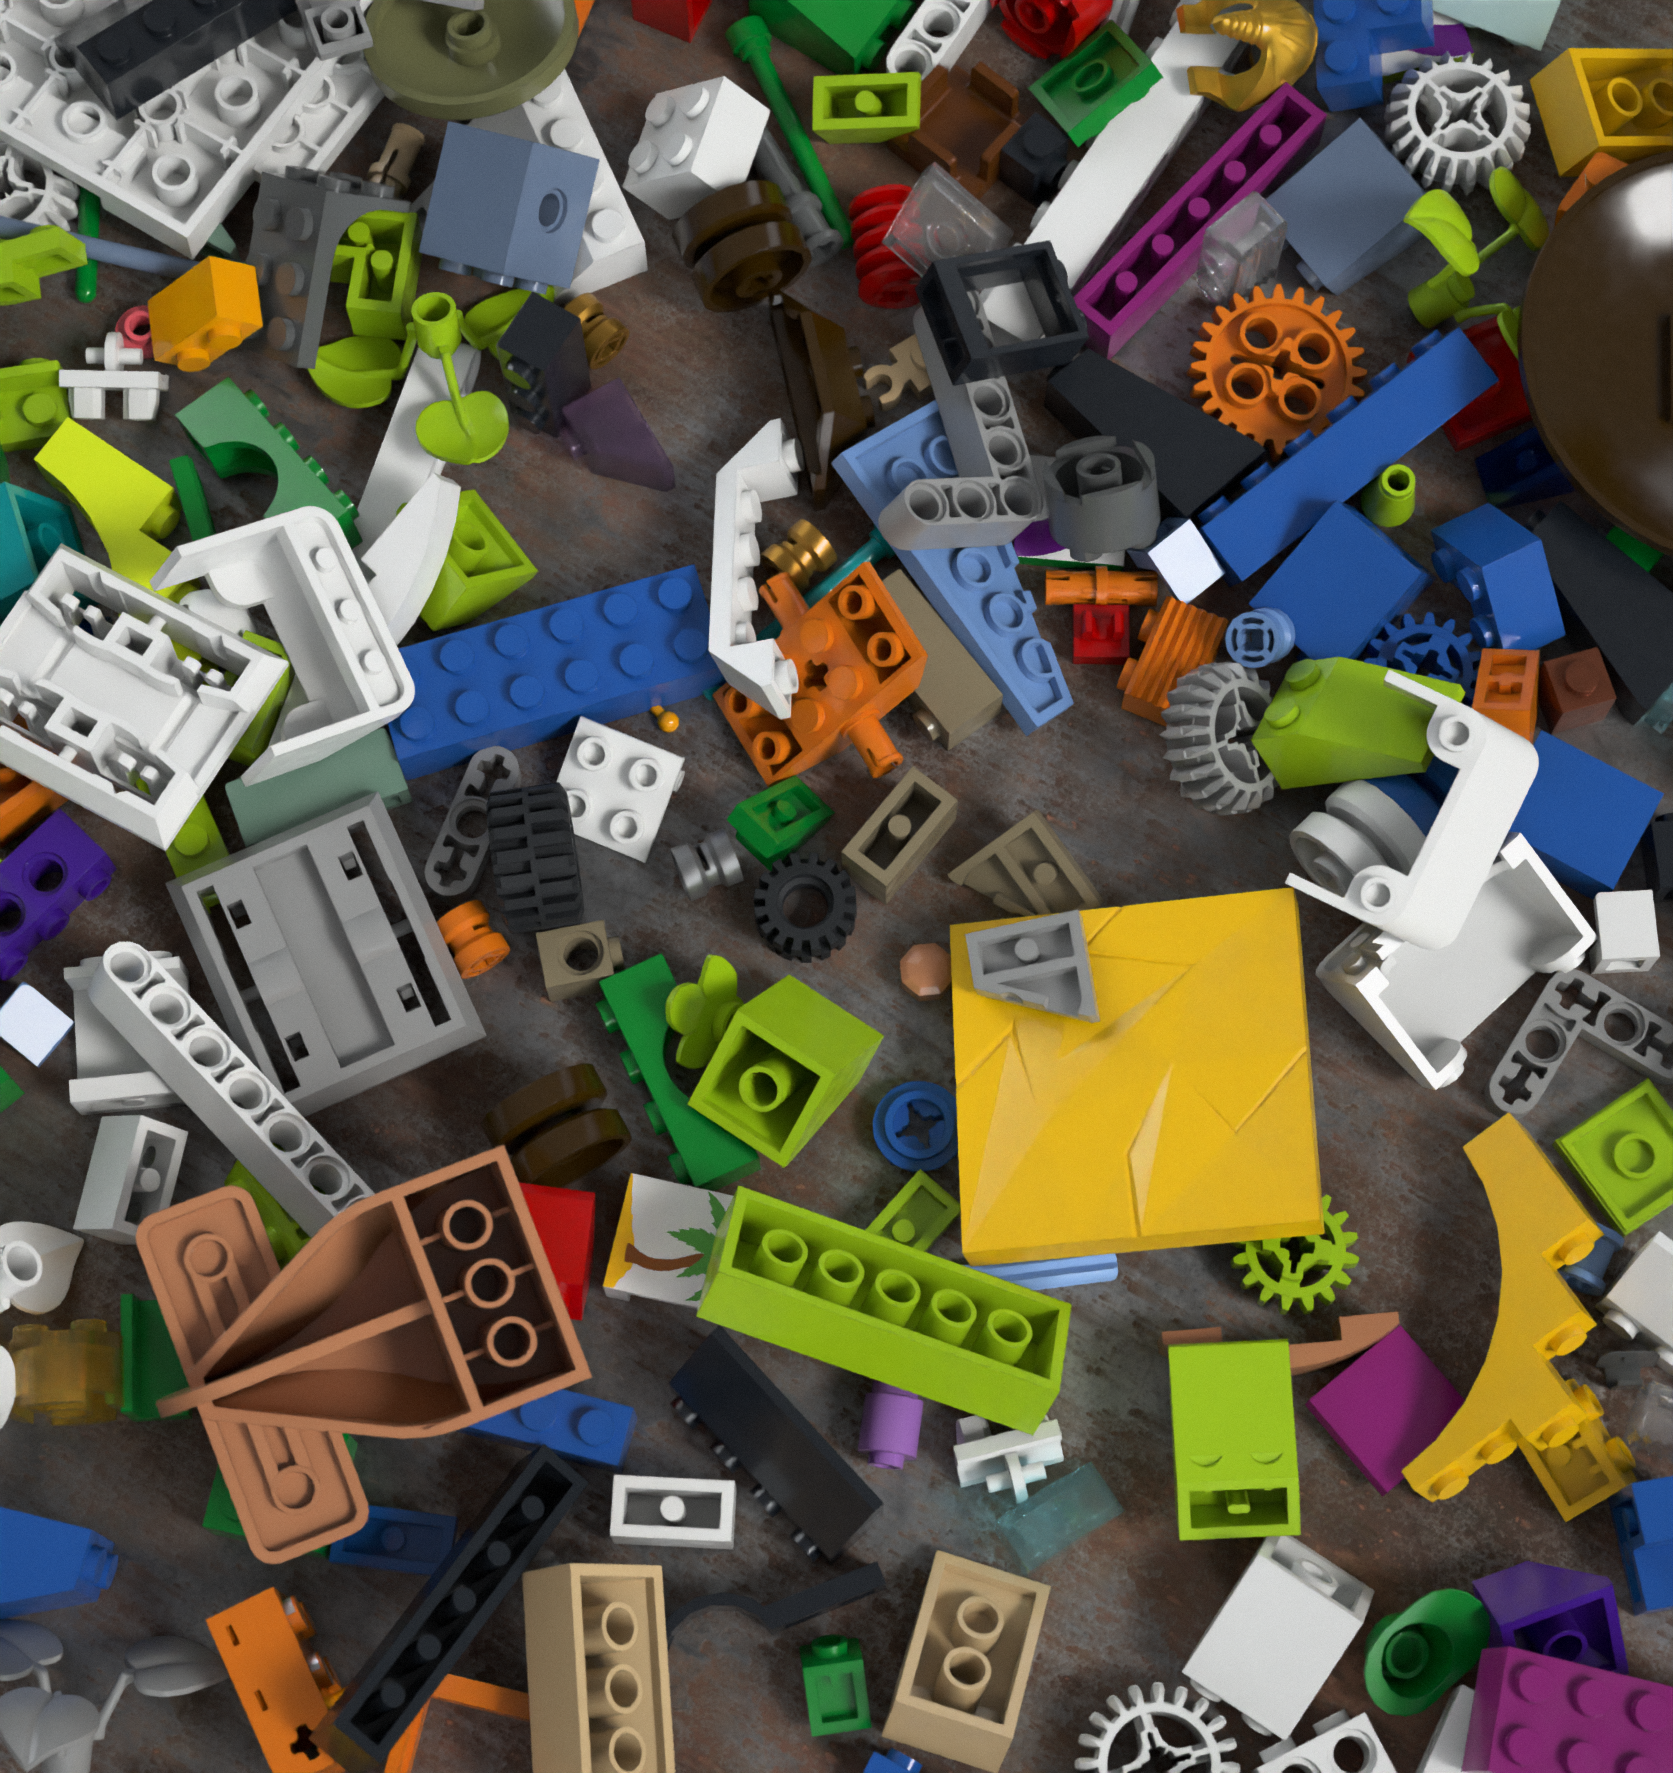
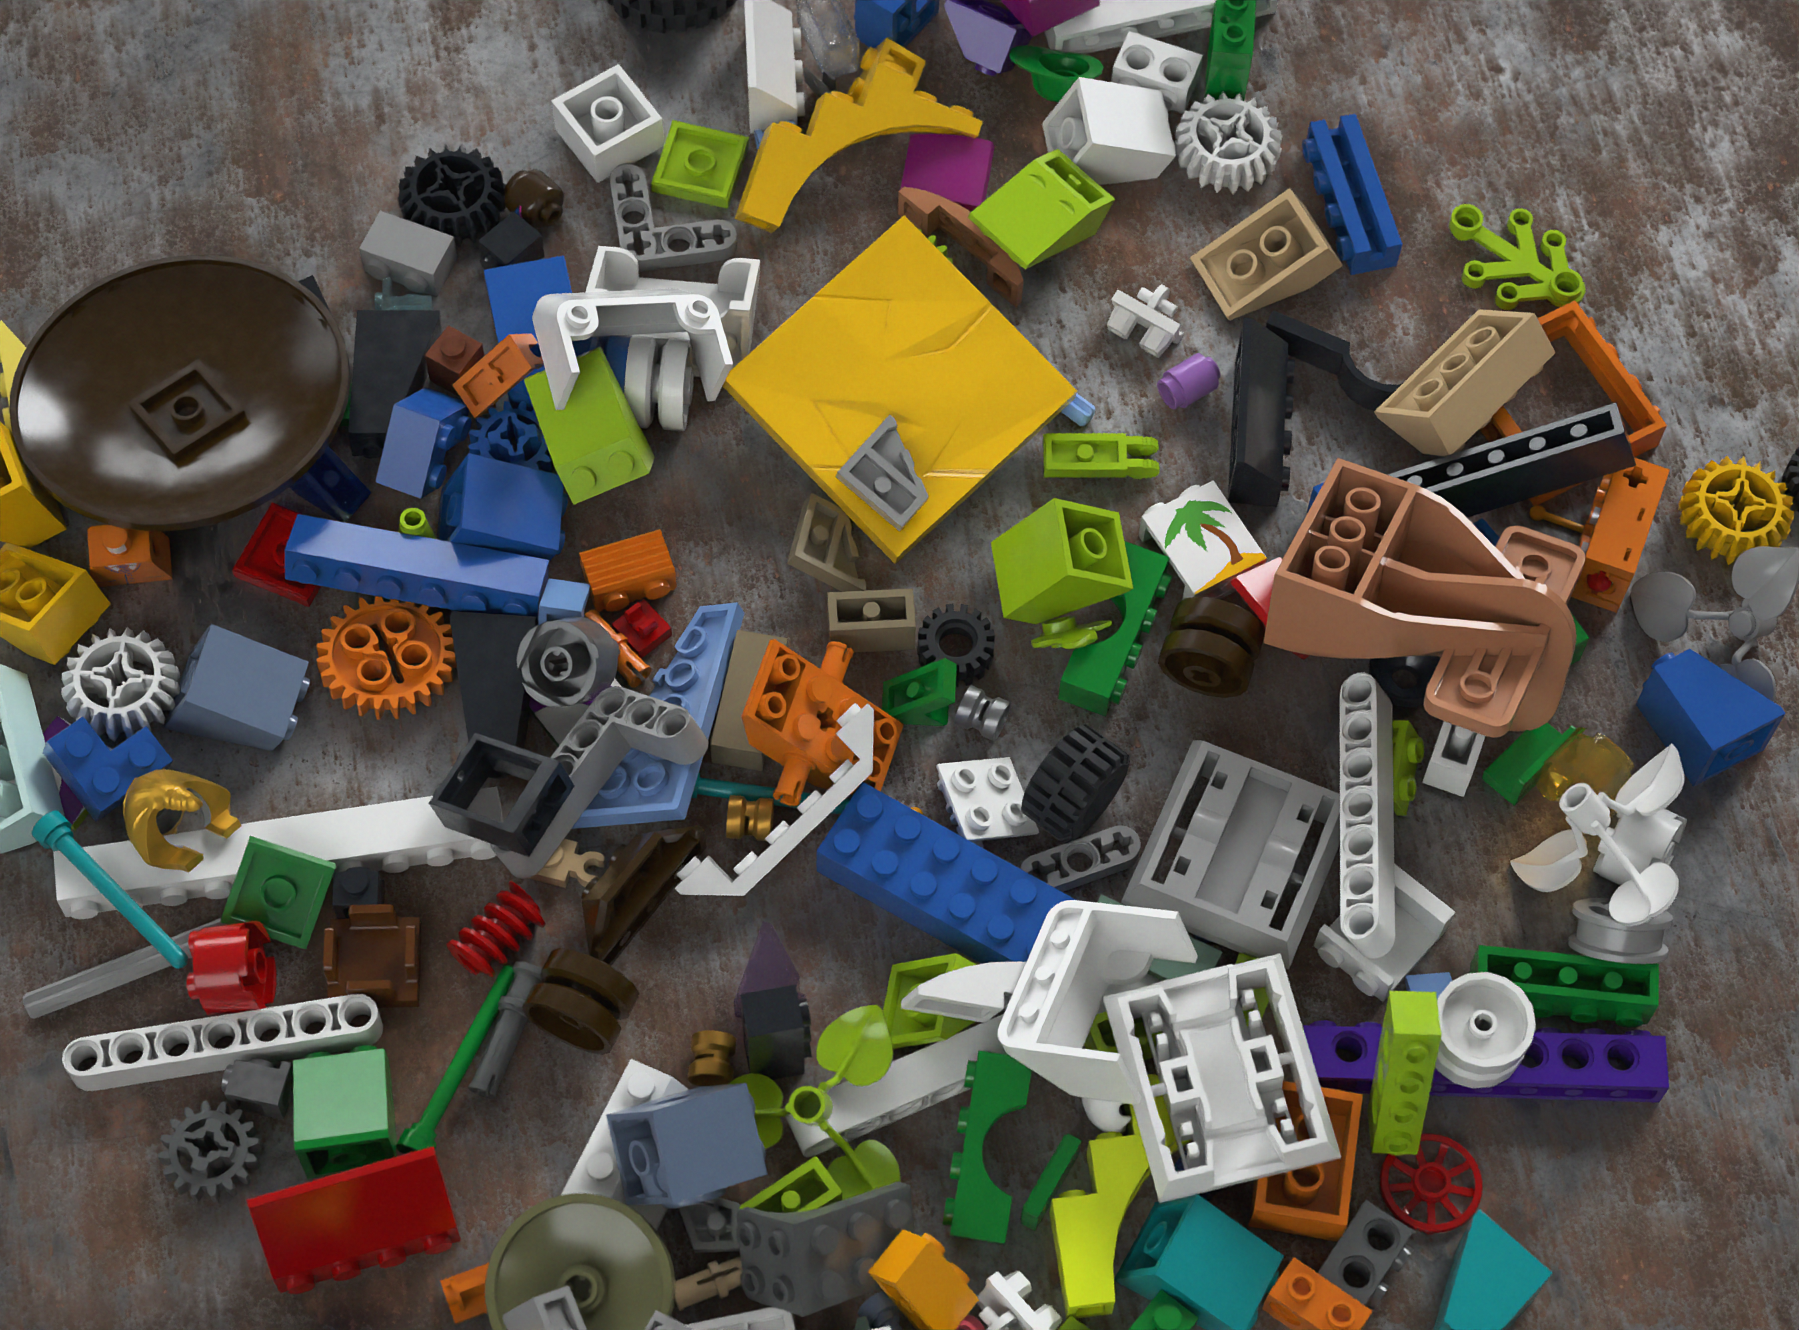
camera: 135 degrees left, 10 degrees down
(129, 1176) = (1460, 847): white brick -> none
(472, 939) = (1147, 797): orange wheel -> none
(557, 947) = (1104, 714): dark tan brick -> none
(673, 1512) = (1339, 430): white brick -> none
(694, 145) = (537, 1084): white brick -> none
(835, 1685) = (1339, 307): green bracket -> none
(866, 106) = (413, 1009): lime slope -> none
(885, 1310) = (1145, 403): lime brick -> none
(892, 1118) = (1012, 480): blue gear -> none
(926, 972) = (930, 559): nougat tile -> none
(943, 223) = (462, 895): clear tile -> none
(1057, 1518) = (1158, 264): clear light blue slope -> none
(1169, 244) = (323, 765): magenta brick -> none
(1211, 735) = (659, 499): light grey gear -> none
(1241, 250) = (327, 721): clear brick -> none
(1270, 631) = (578, 520): medium blue wheel -> none
(1450, 232) = (238, 581): lime plant -> none
(1624, 932) = (578, 239): white panel -> none

